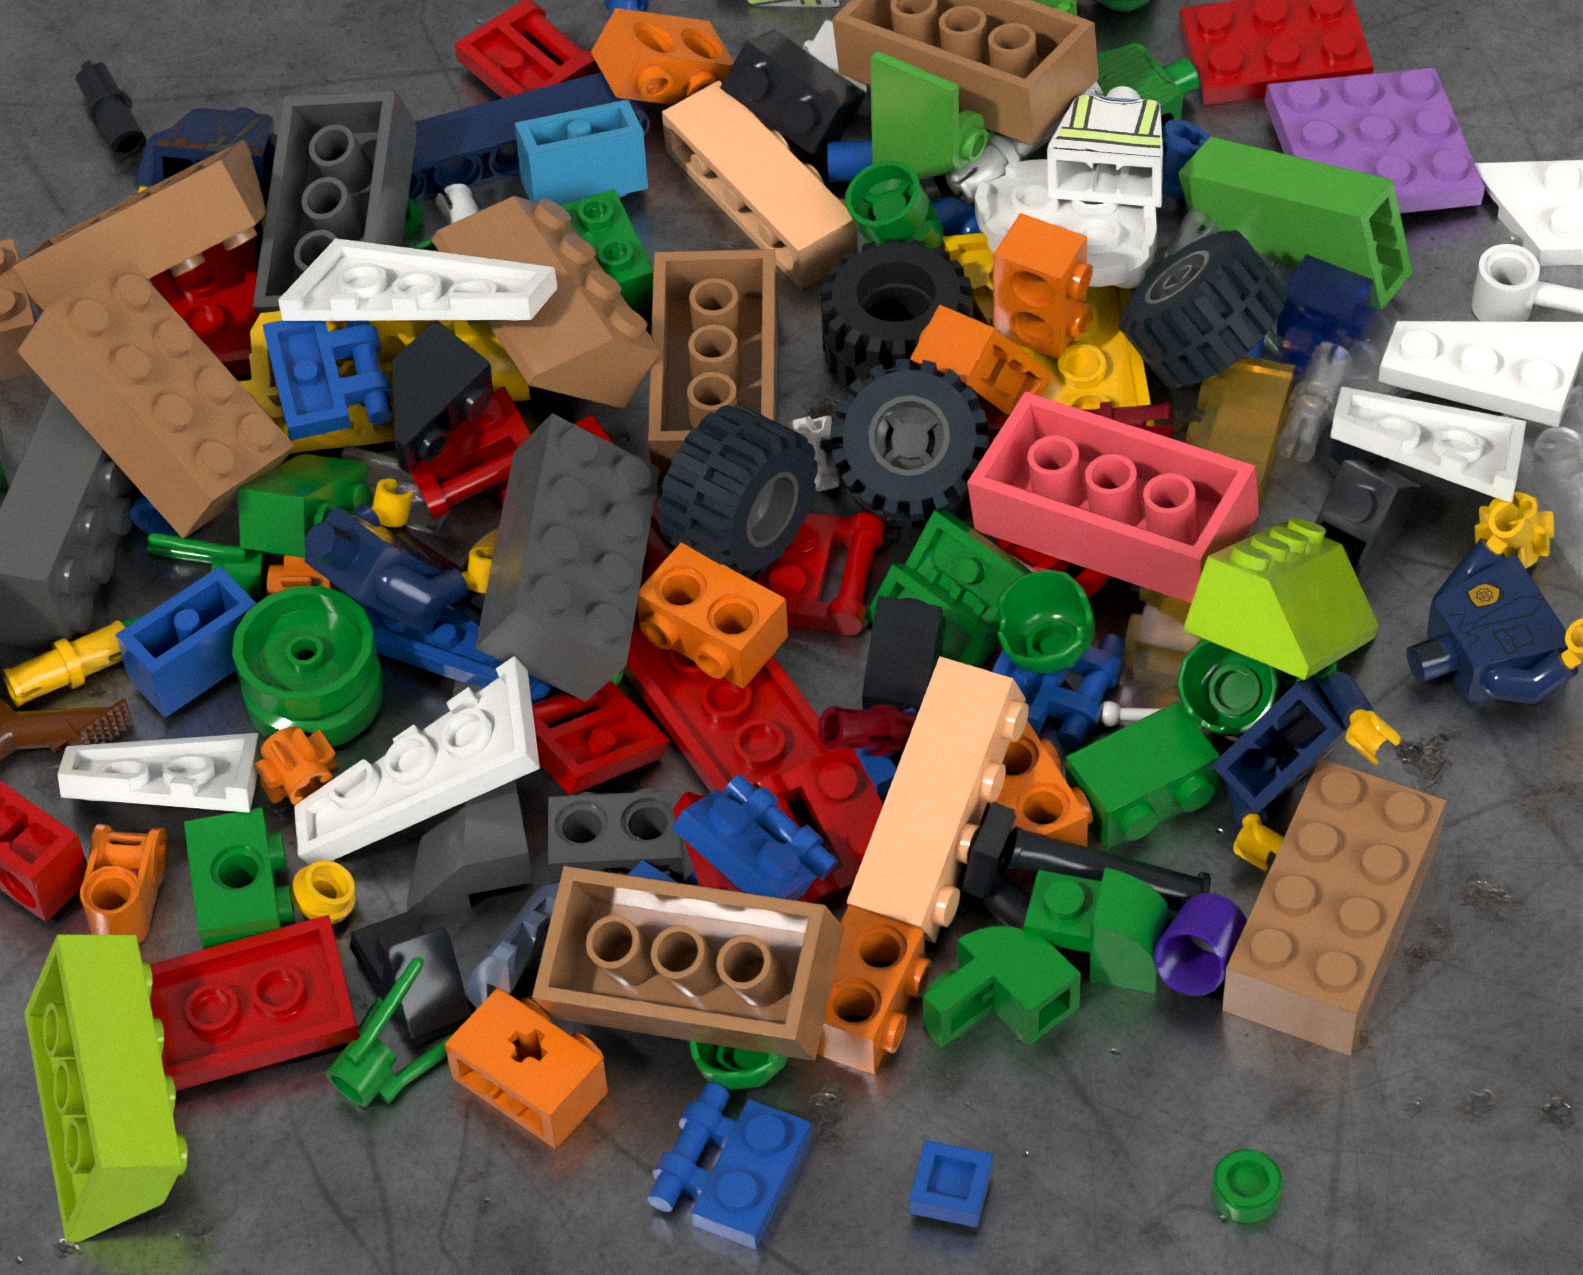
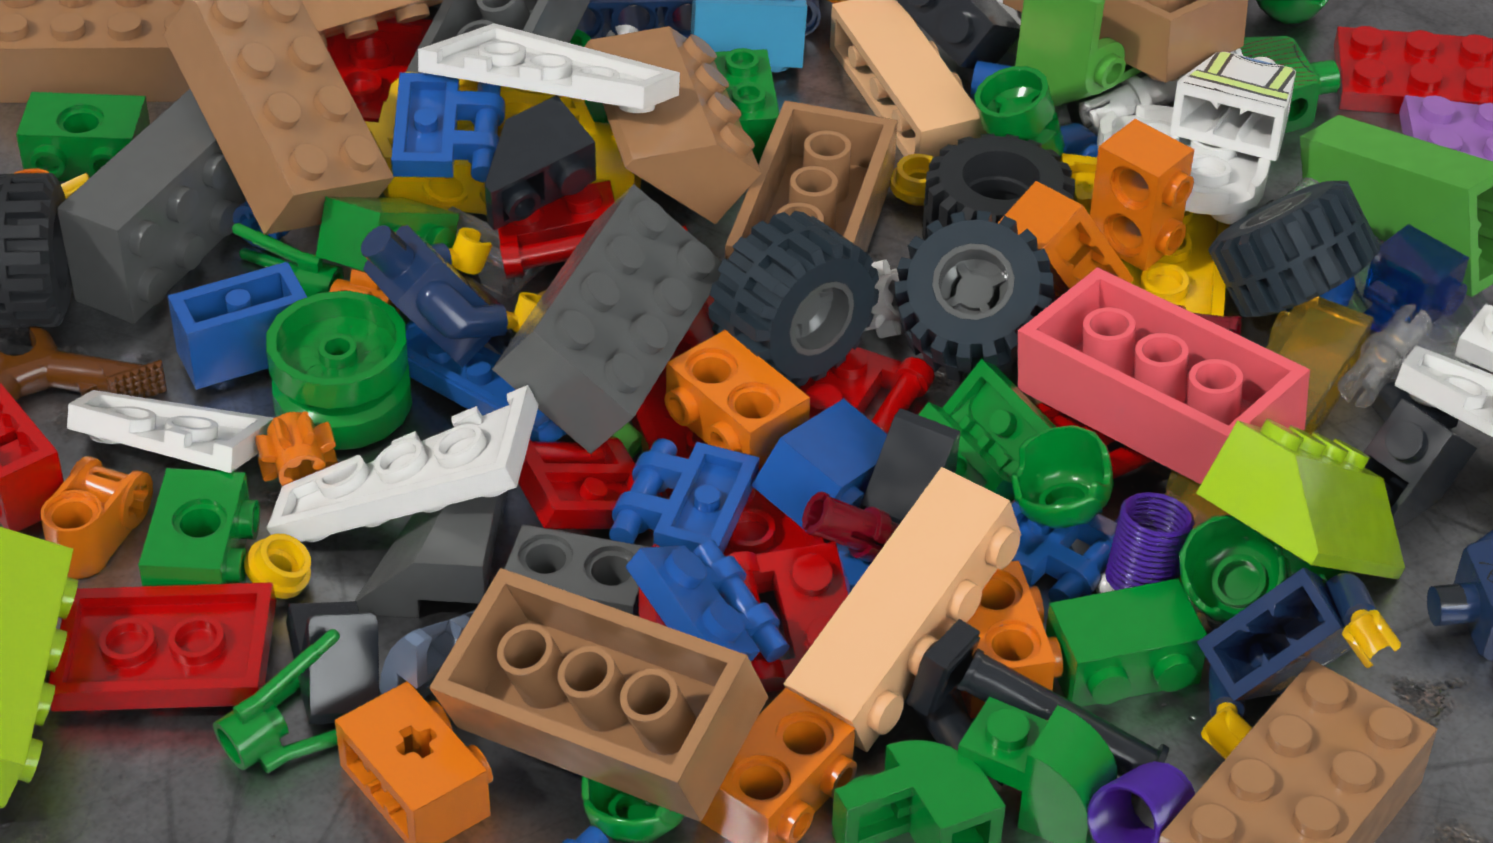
camera: 10 degrees right, 10 degrees down
(63, 665) = (116, 325): yellow pin -> none
(714, 732) = (705, 498): none -> blue plate
(800, 299) = (909, 178): none -> yellow plate
(818, 661) = (824, 454): none -> blue brick
(1142, 670) = (1148, 540): none -> dark purple piece
(1179, 145) = (1306, 117): blue bush -> none

